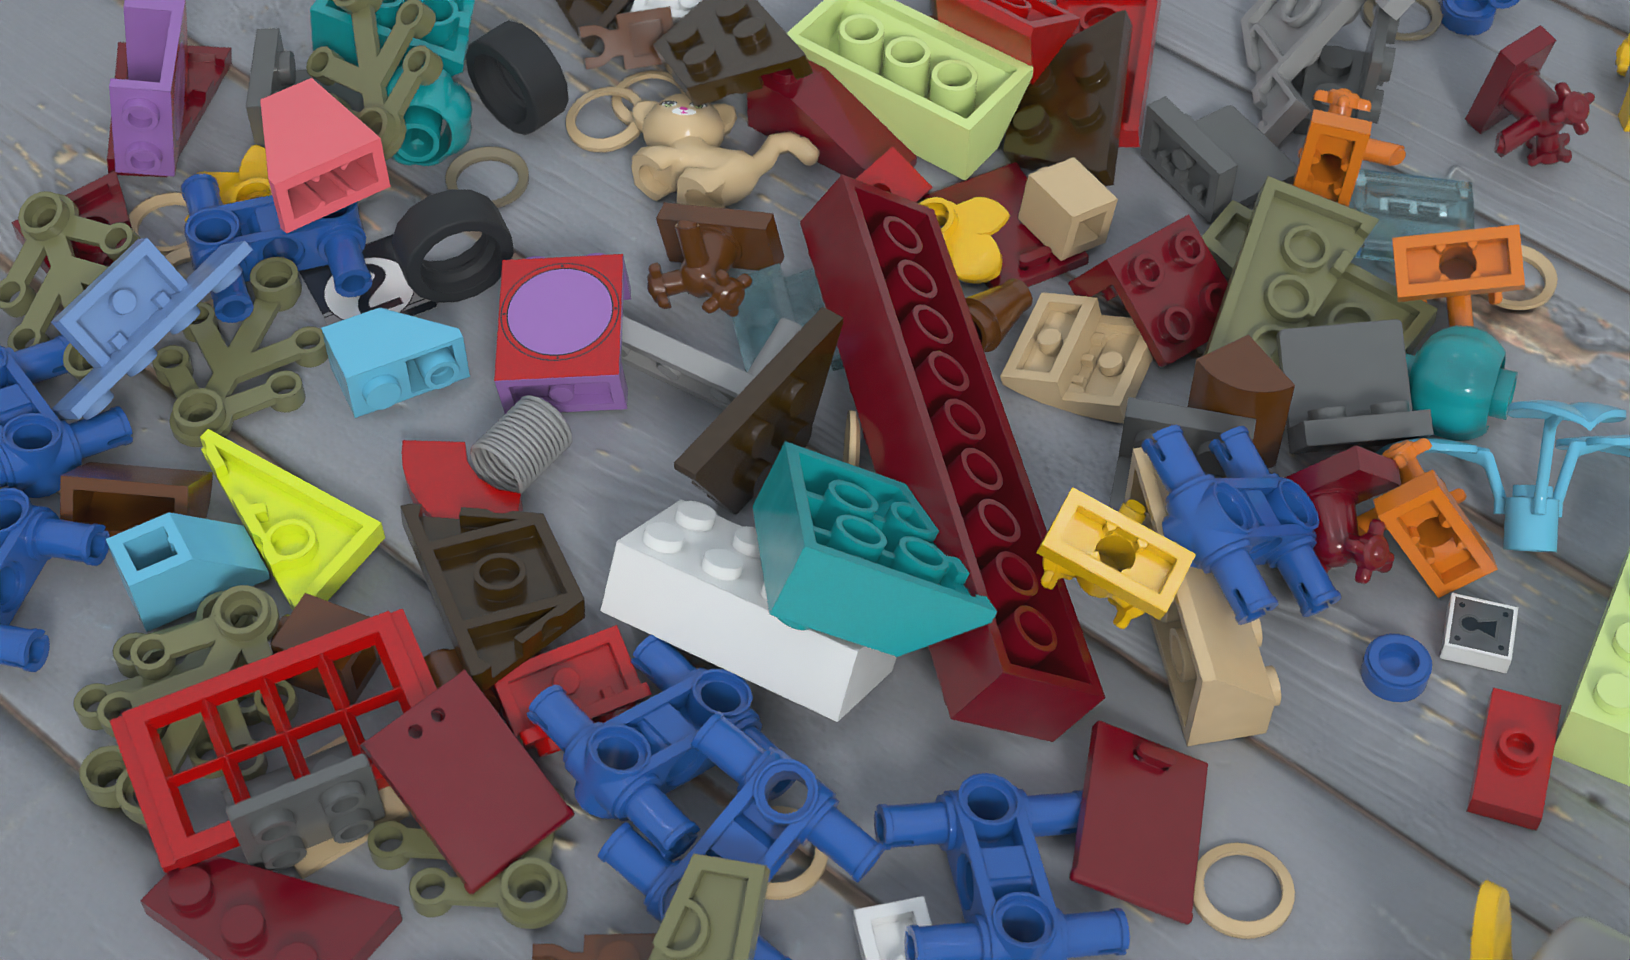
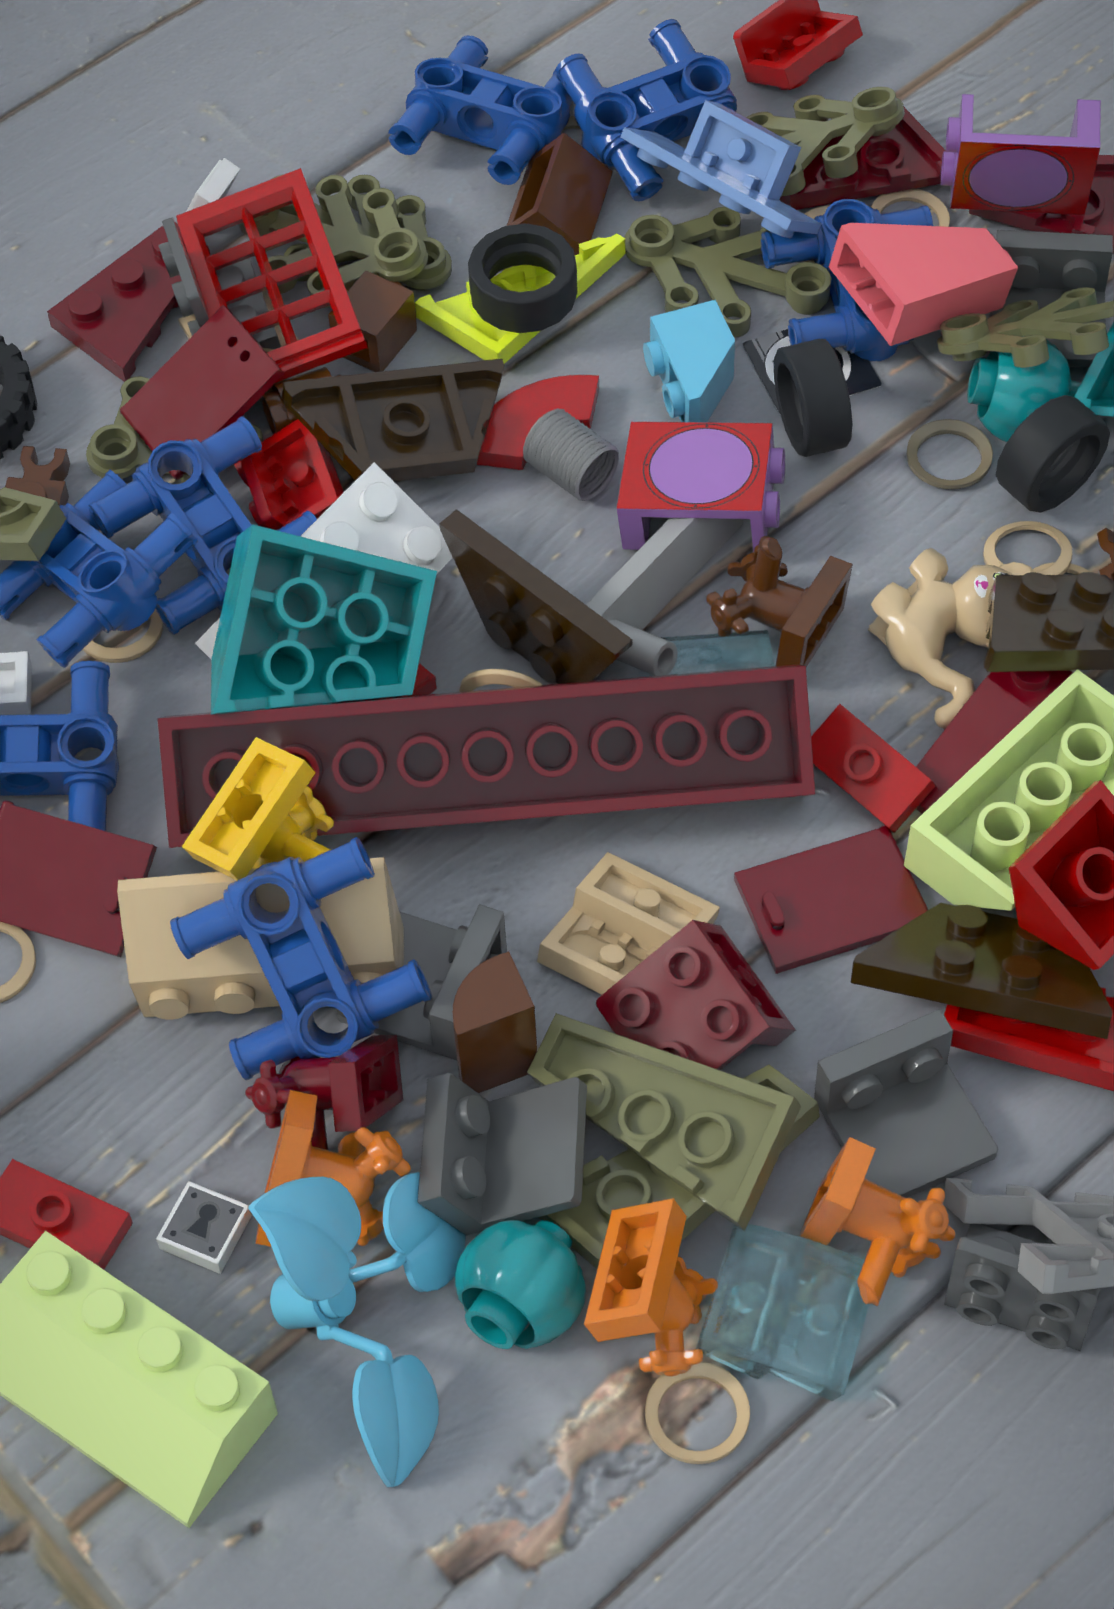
camera: 100 degrees right, 5 degrees up
(108, 853) = (216, 184): none -> white tile
(180, 562) = (463, 208): medium azure slope -> none
(276, 457) = (522, 246): none -> black tyre
(968, 235) = (799, 832): yellow plate -> none
(998, 310) = (688, 851): reddish brown cone -> none
(1067, 208) = (822, 932): tan brick -> none
(1396, 667) = (183, 1142): blue tile -> none
(1518, 90) = (920, 1485): dark red piece -> none

